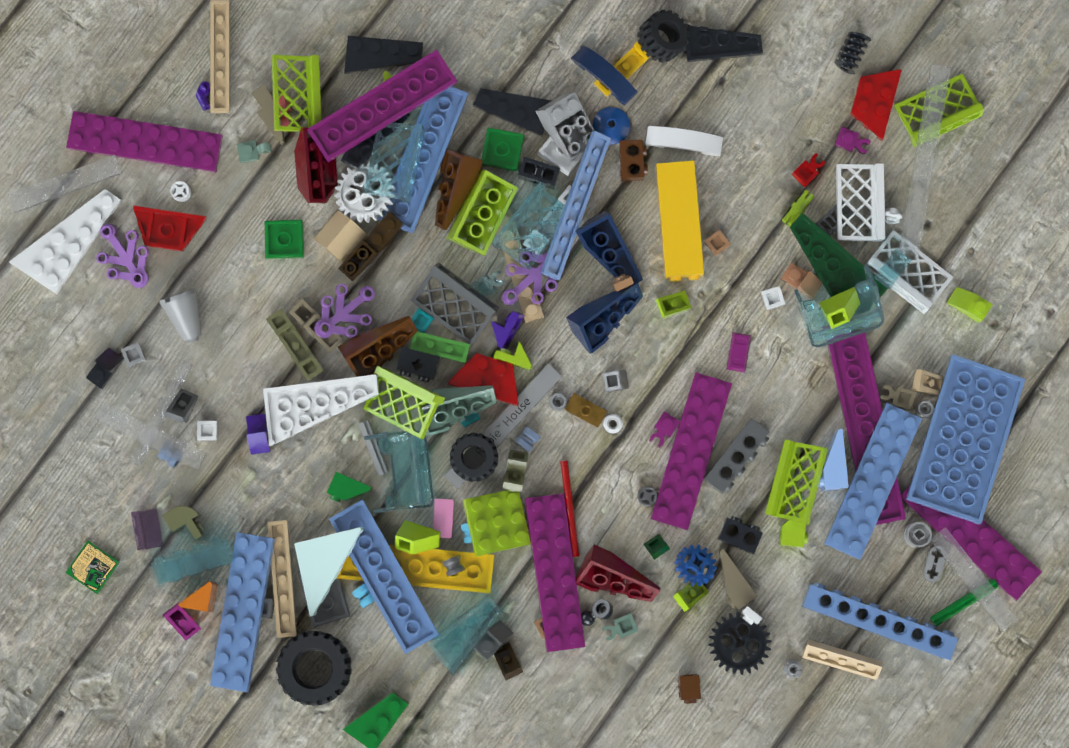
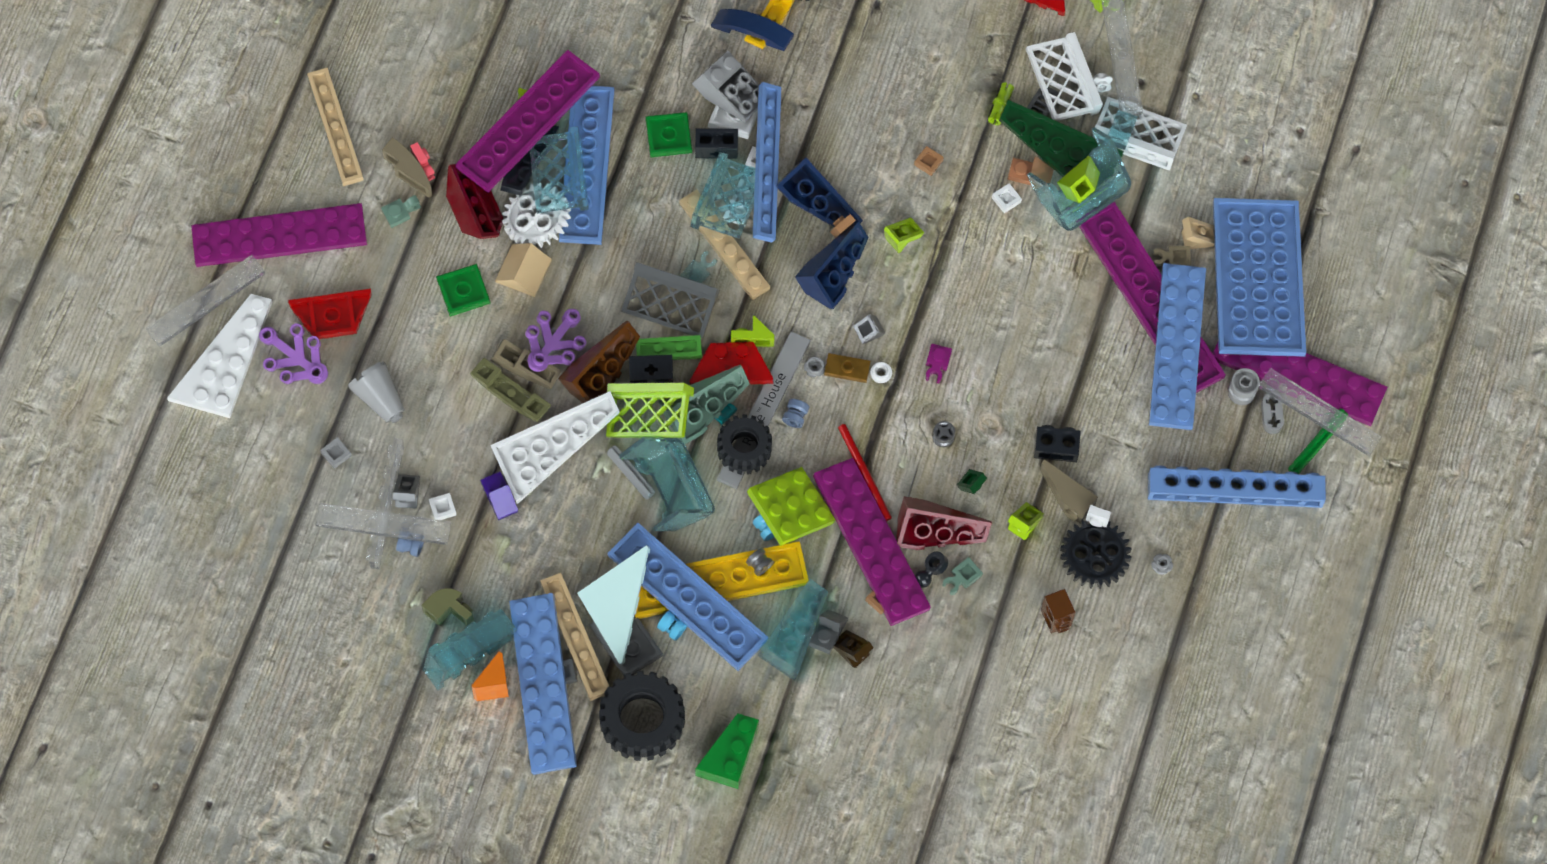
camera: 25 degrees left, 15 degrees down
(92, 567) = (359, 688): tile -> none
(104, 368) = (307, 478): black slope -> none
(147, 529) = (408, 630): clear purple panel -> none
(178, 189) = (332, 268): white wheel -> none
(182, 621) = (478, 711): magenta slope -> none
(202, 95) = (327, 170): dark purple arm -> none
(312, 90) = (446, 129): lime fence -> none
(346, 488) = (616, 520): green slope -> none
(372, 246) = (562, 267): dark brown slope -> none
(375, 53) = (498, 78): black wing -> none
(416, 538) = (710, 547): lime slope -> none
(422, 320) = (642, 326): teal tile -> none
(443, 517) = (731, 522): bright pink tile -> none
(459, 176) = (631, 170): reddish brown wedge -> none
(482, 213) = (668, 199): lime slope -> none
(505, 333) = (736, 312): dark purple slope -> none
(512, 108) = (666, 91): black wing -> none
(515, 470) = (793, 447): olive brick -> none
(533, 275) = (745, 246): medium lavender plant -> none
(621, 120) = (787, 75): blue dish -> none
(628, 160) = (806, 106): reddish brown brick -> none
(679, 220) = (881, 149): yellow brick -> none
(684, 139) = (857, 69): white slope -> none
(691, 451) = (974, 377): magenta plate -> none
(698, 558) = (1020, 487): blue gear -> none
(738, 352) = (989, 263): magenta tile -> none
(751, 429) = (1032, 334): dark grey brick -> none
(785, 479) = (1084, 371): lime fence -> none
(793, 533) = (1112, 423): lime slope -> none
(807, 171) = (998, 64): red plate -> none
(835, 470) = (1134, 348): light blue slope -> none
(842, 659) = (1211, 537): tan plate -> none
(849, 140) = (1030, 24): magenta plate -> none
(928, 405) = (1205, 256): light grey plate -> none
(969, 304) = (1214, 145): lime slope -> none

